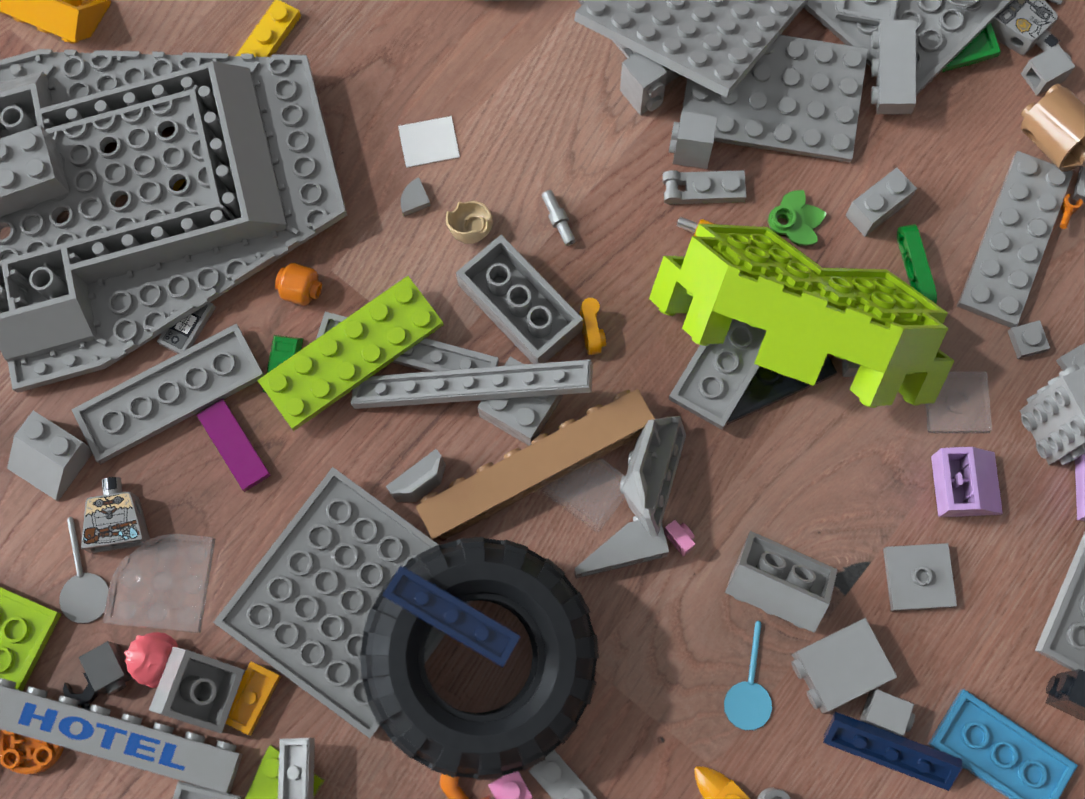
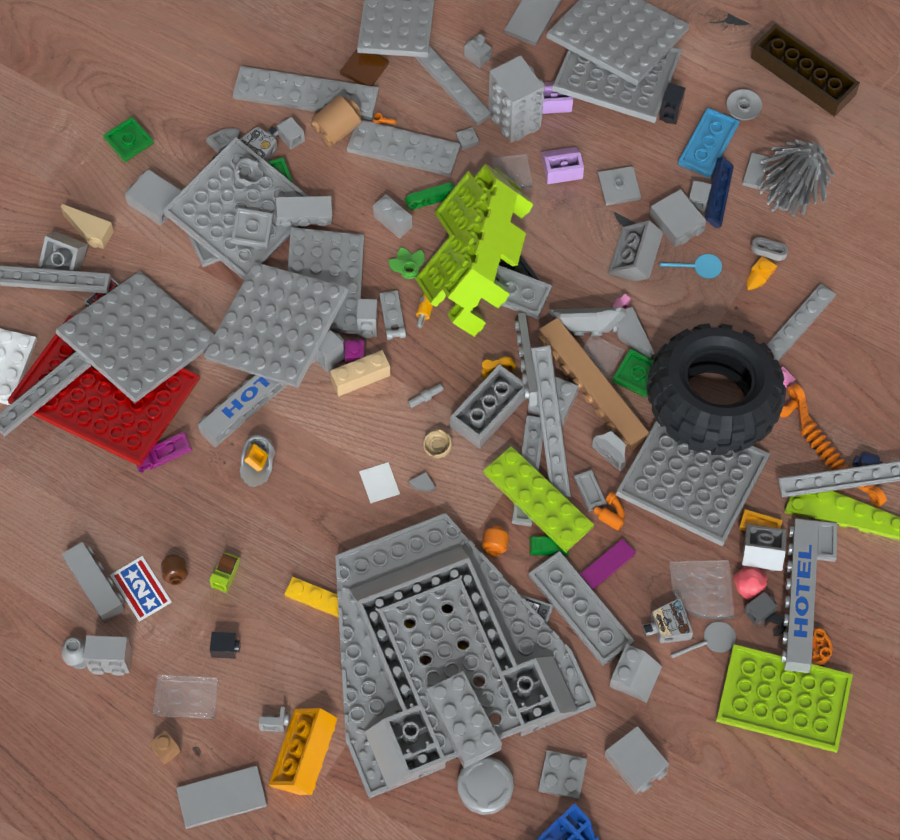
camera: 100 degrees left, 10 degrees down
(305, 462) = (610, 518): none -> orange plant
(361, 439) = (589, 490): none -> light grey tile
(451, 616) = (705, 384): dark blue plate -> none
(556, 538) = (634, 373): none -> green plate
(605, 126) = (360, 373): none -> tan brick
(625, 367) = (526, 364): none -> light grey plate
(640, 121) = (354, 350): none -> magenta brick

